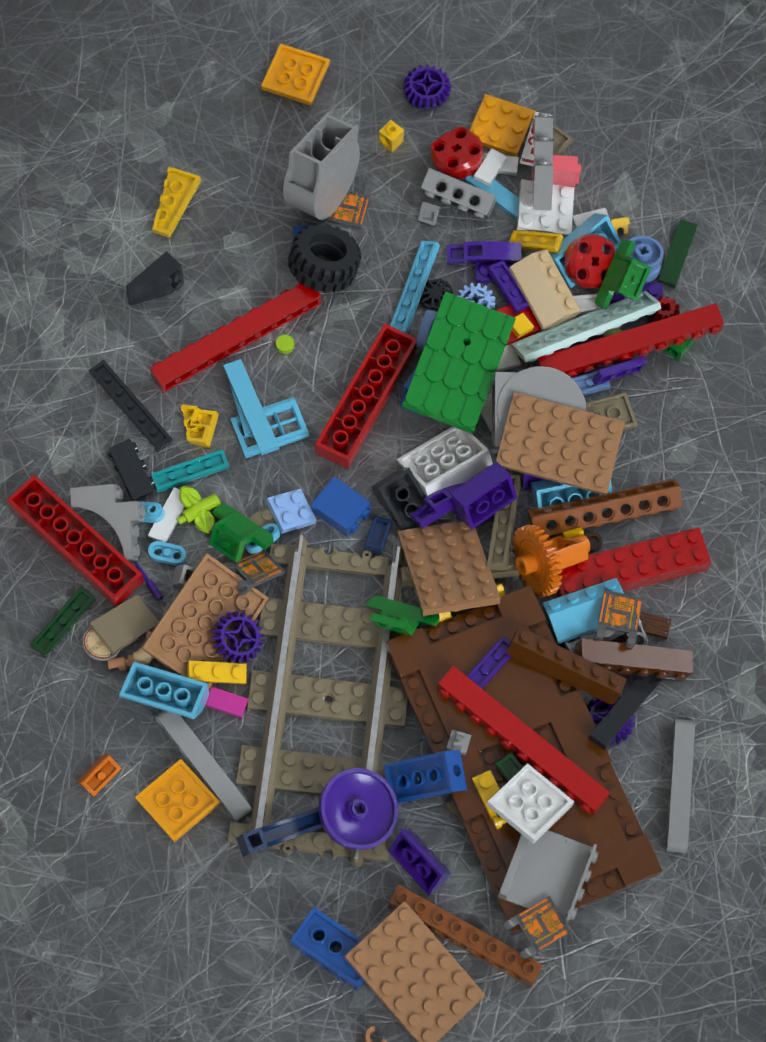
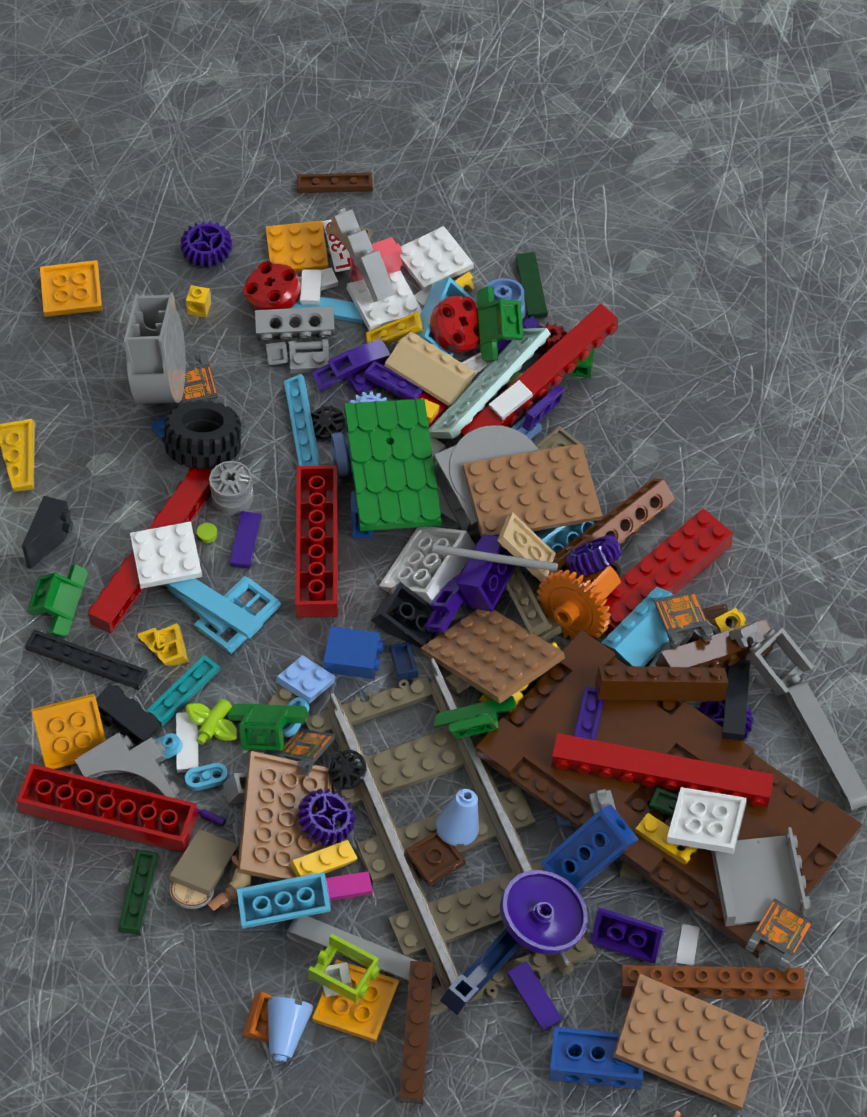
camera: 25 degrees left, 10 degrees down
(78, 461) = (68, 730): none -> light orange plate
(110, 793) = (285, 1026): none -> light blue cone
(137, 342) = (58, 598): none -> green plate
(165, 757) = (353, 952): none -> lime window
(169, 776) = (339, 972): none -> white panel
(206, 852) = (416, 1032): none -> reddish brown brick
(237, 349) = (165, 555): none -> white plate
(277, 605) = (347, 769): none -> black wheel
(305, 715) = (434, 858): none -> reddish brown tile
(312, 365) = (245, 539): none -> dark purple tile
(317, 871) = (534, 996): none -> dark purple tile
(323, 324) = (231, 487): none -> light grey wheel
(338, 696) = (459, 819): none -> light blue cone
(453, 233) = (308, 361): none -> light grey plate
(466, 893) = (687, 944): none -> white sticker
(491, 488) = (494, 557): none -> light grey piece
(525, 490) = (524, 543): none -> tan plate
(566, 80) = (334, 182): none -> reddish brown tile
(579, 524) = (593, 555): none -> dark purple gear
(592, 352) = (510, 400): none -> white tile
(609, 190) = (434, 258): none -> white plate
(653, 634) = (737, 617): none -> yellow brick
(664, 654) = (743, 633): none -> light grey tile
(686, 711) = (790, 649): none -> light grey window

